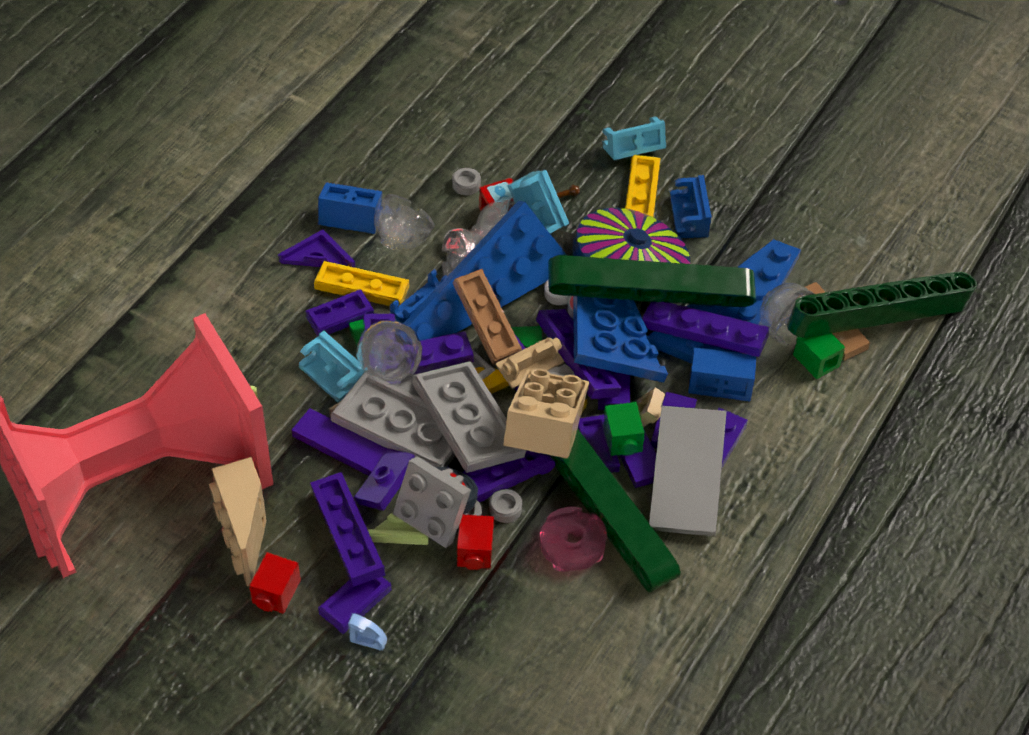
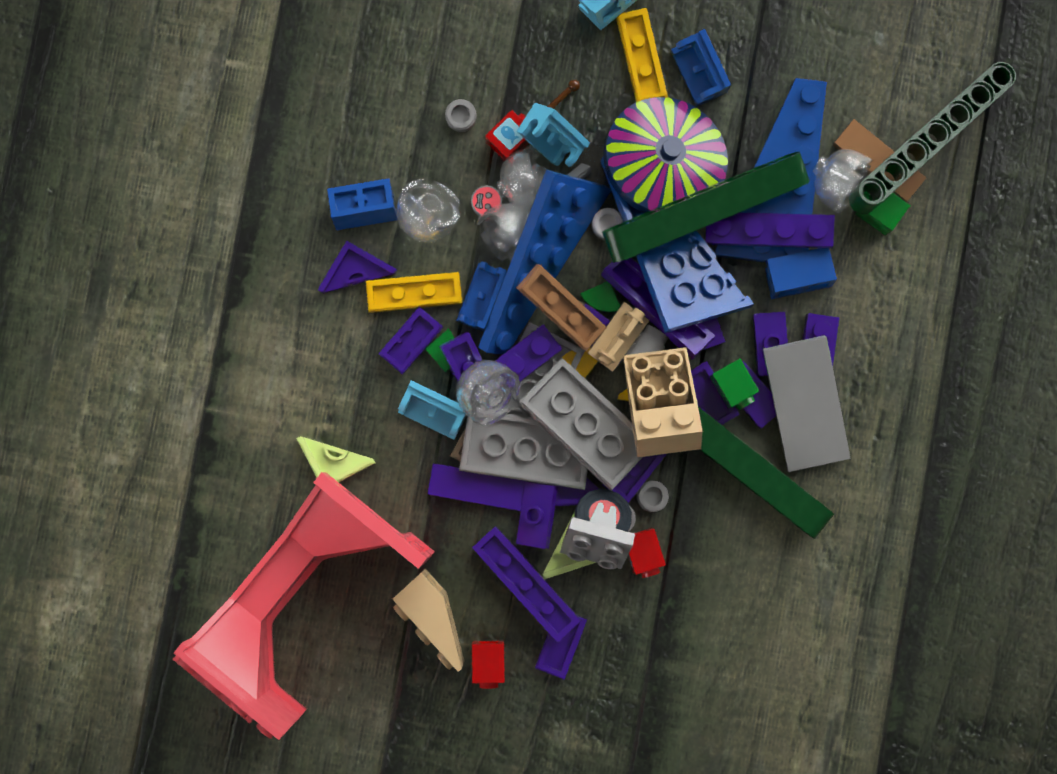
camera: 20 degrees left, 35 degrees up
(366, 633) = (587, 677): light blue tile -> none
(569, 555) = (744, 511): clear pink plate -> none
(650, 406) = (744, 343): tan plate -> none

